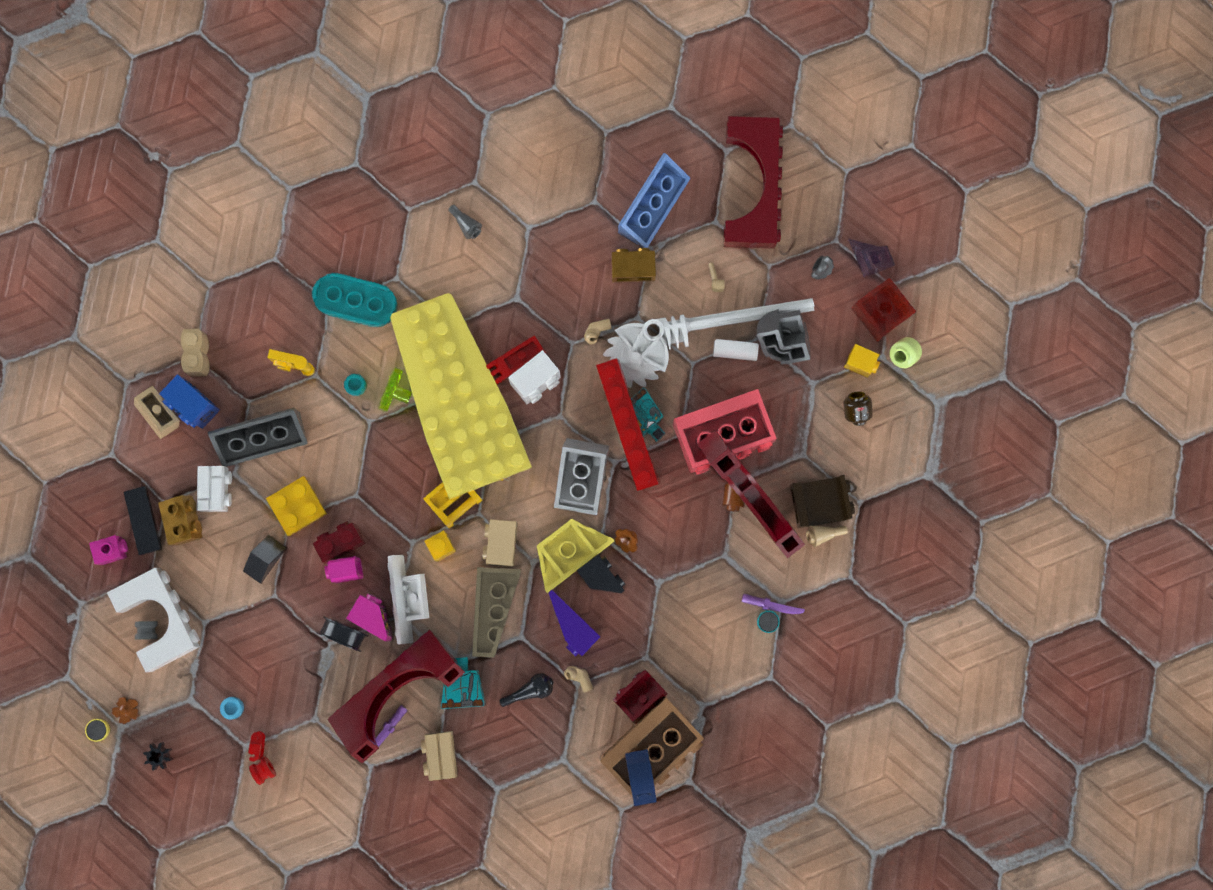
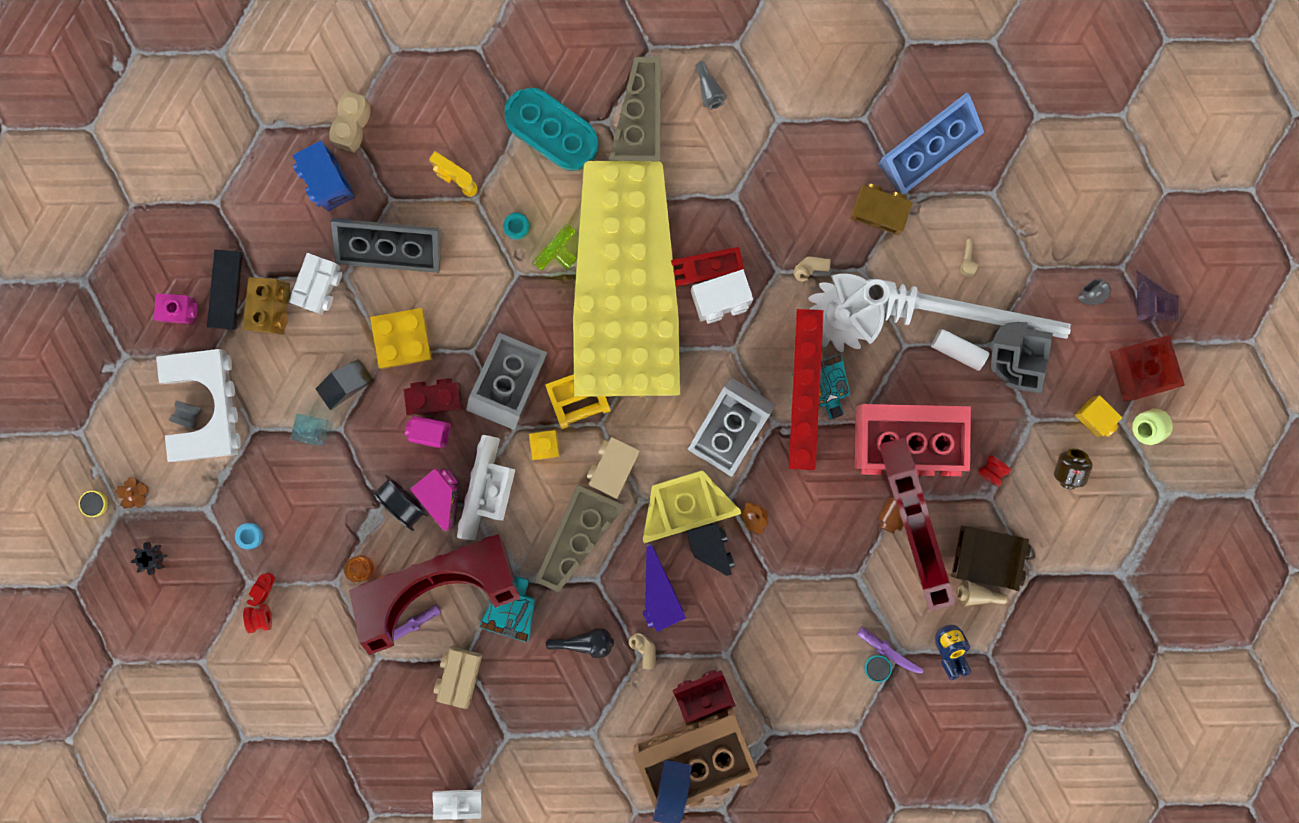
camera: 20 degrees right, 5 degrees up
(156, 412) = (281, 173): tan brick -> none
(250, 604) = (309, 429): none -> clear light blue brick
(324, 700) = (353, 568): none -> clear orange wheel
(391, 508) = (506, 381): none -> light grey slope
(420, 265) = (640, 116): none -> dark tan wing
(476, 857) = (457, 804): none -> white hips
(760, 139) = (1083, 121): dark red arch -> none
(798, 433) = (994, 471): none -> red wheel
(819, 582) = (952, 647): none -> dark blue piece

